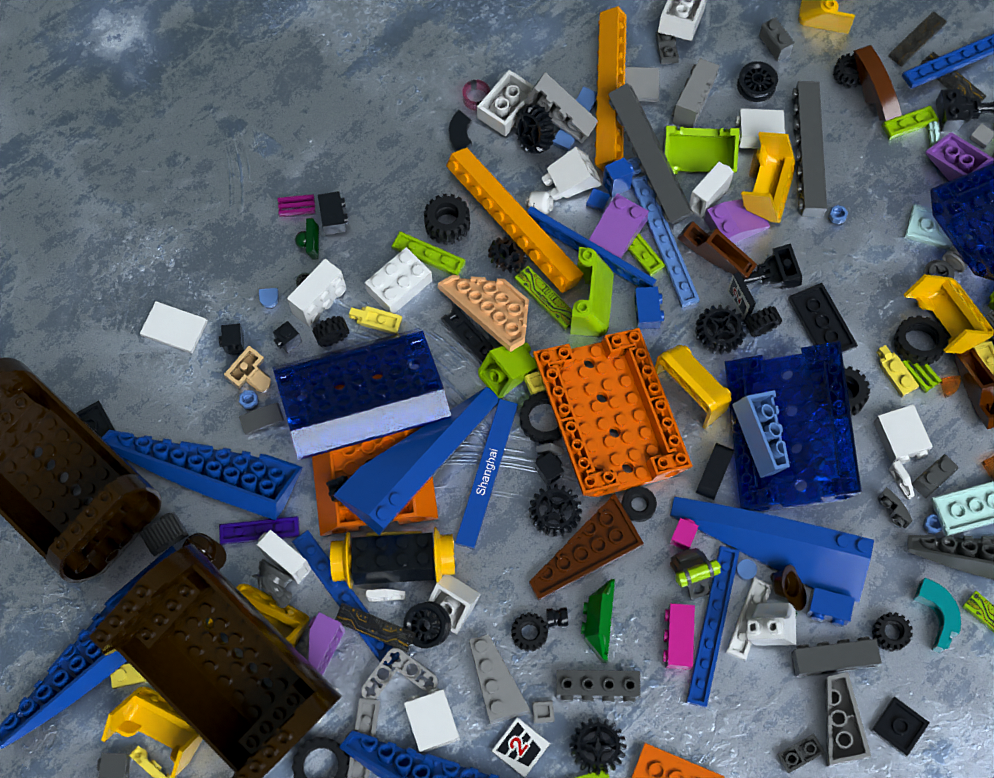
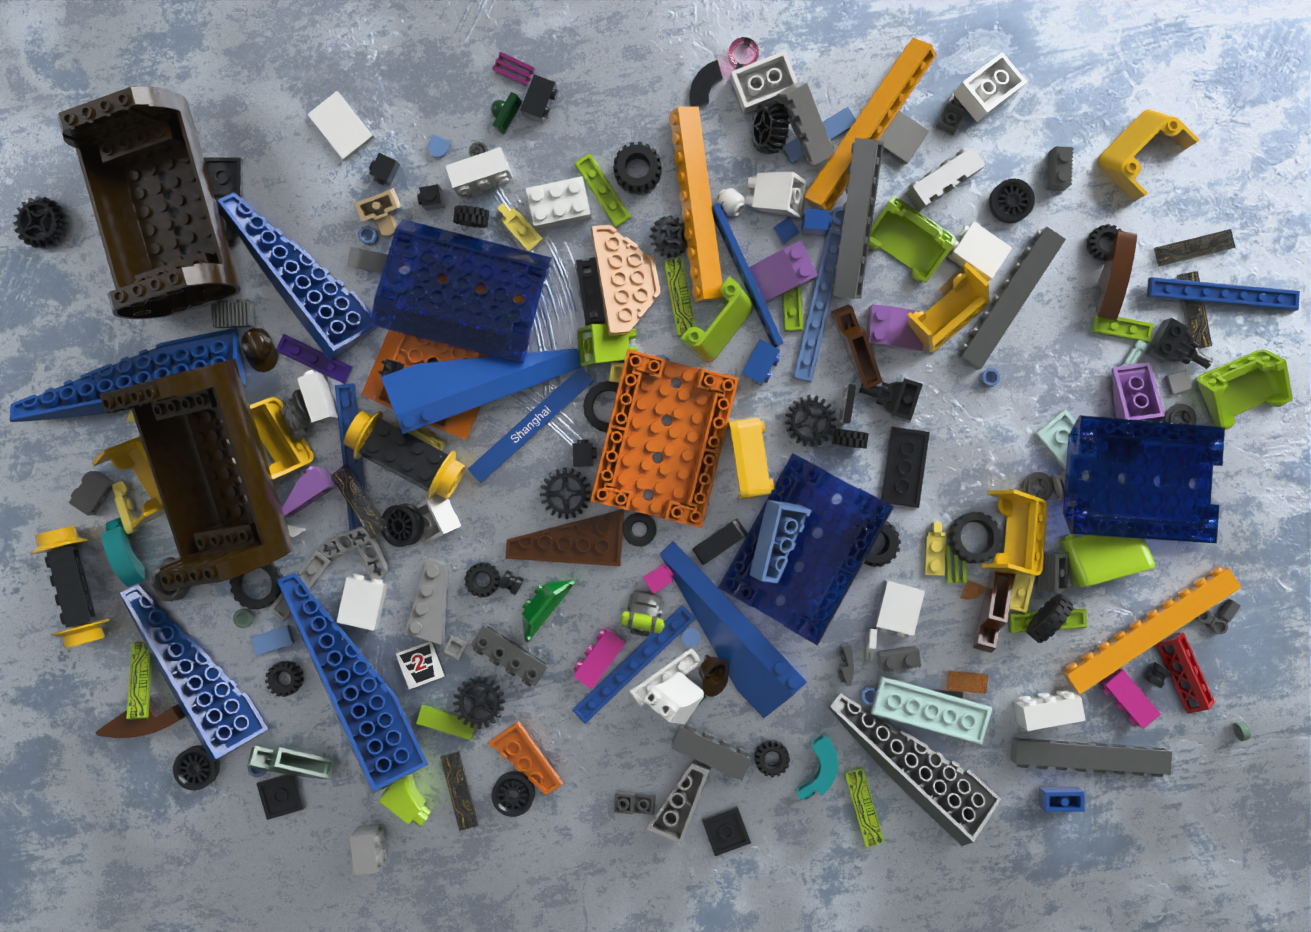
camera: 35 degrees right, 20 degrees up
(385, 595) = (384, 478): white tile -> none
(549, 447) = (593, 436): light grey tile -> none
(711, 189) = (890, 286): white brick -> none
(830, 607) = (736, 709): blue brick -> none

